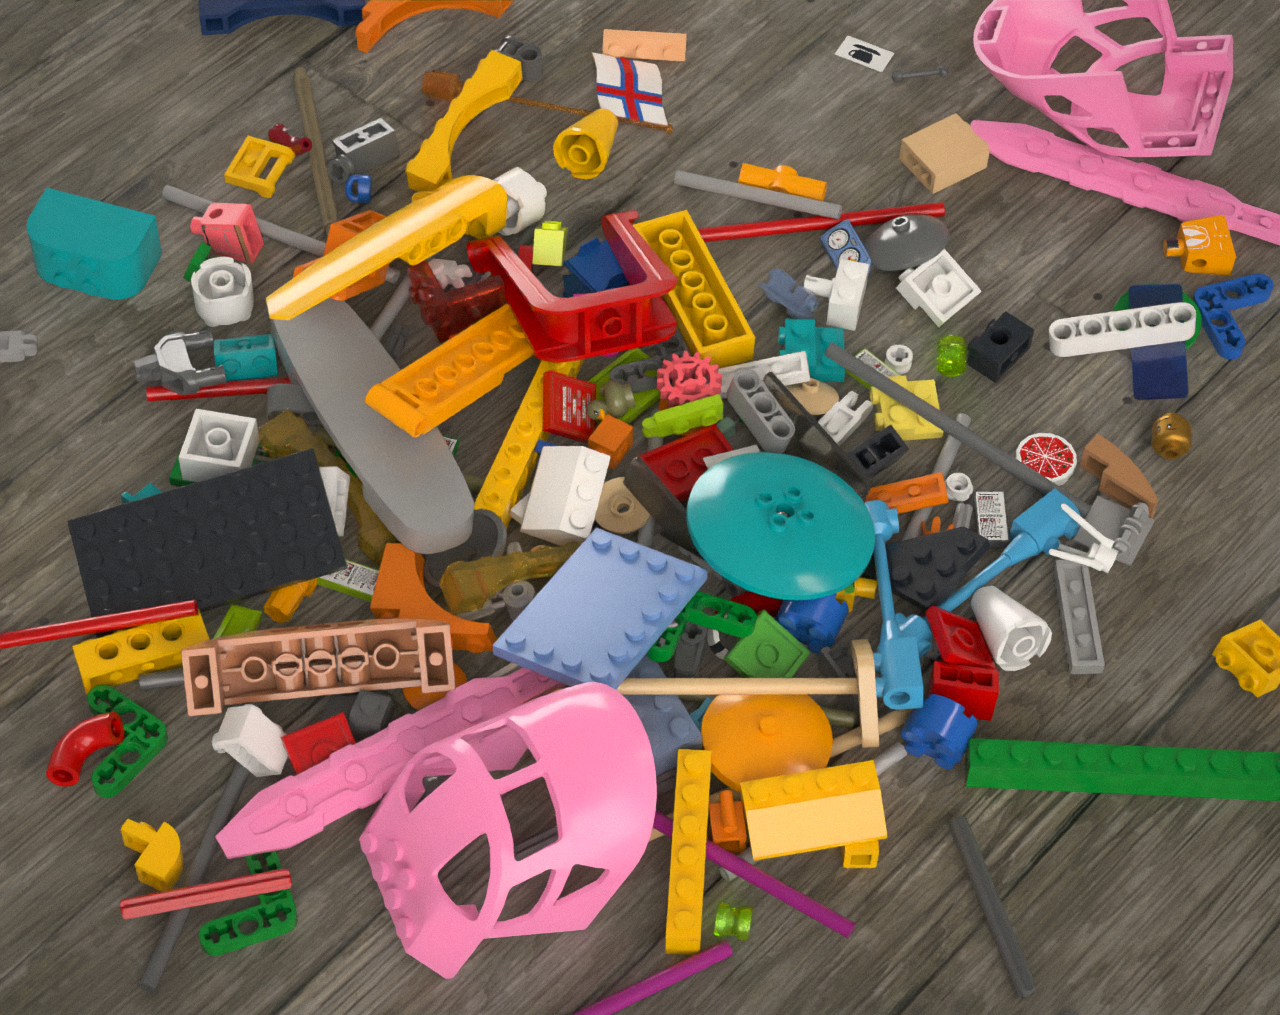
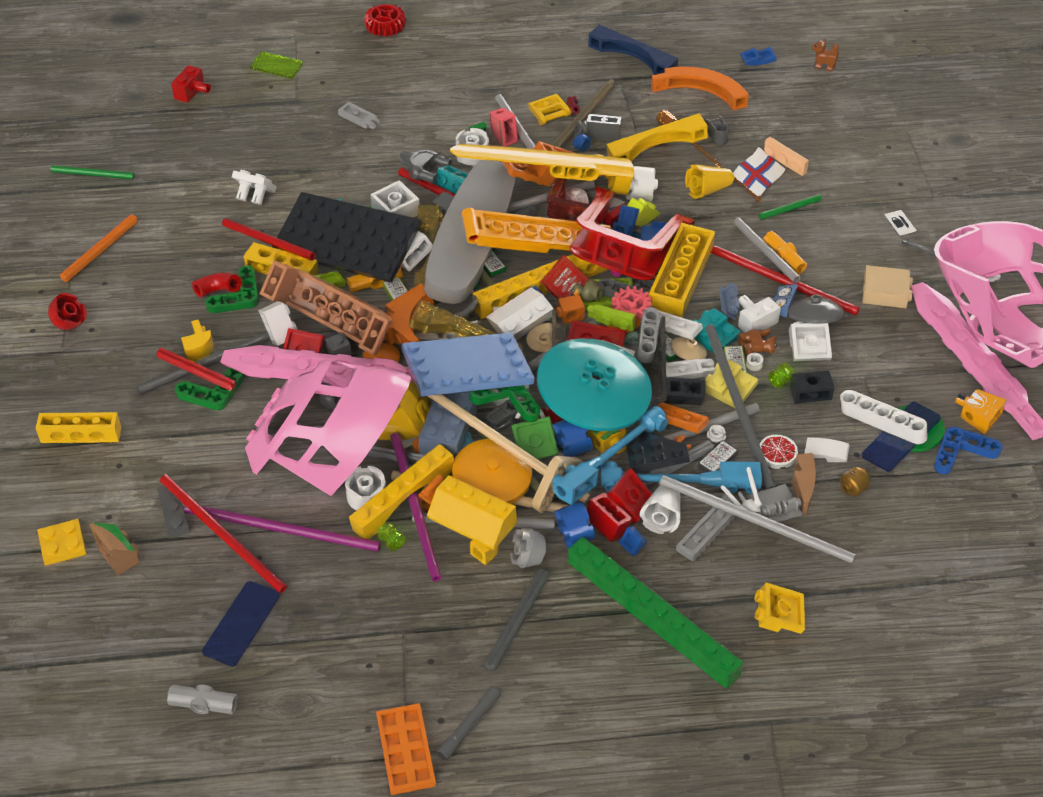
camera: 45 degrees right, 5 degrees down
(92, 245) = (439, 98): teal brick -> none
(551, 268) = (626, 220): none -> blue slope
(643, 892) = (363, 485): none -> white brick
(718, 116) = (789, 207): none -> green piece
(877, 332) = (753, 342): none -> dark orange animal
(916, 804) = (528, 548): none -> light grey cone
(1016, 700) = (632, 541): none -> blue tile
(1098, 416) = (827, 448): none -> white slope
(1122, 564) = (757, 519): none -> light grey piece

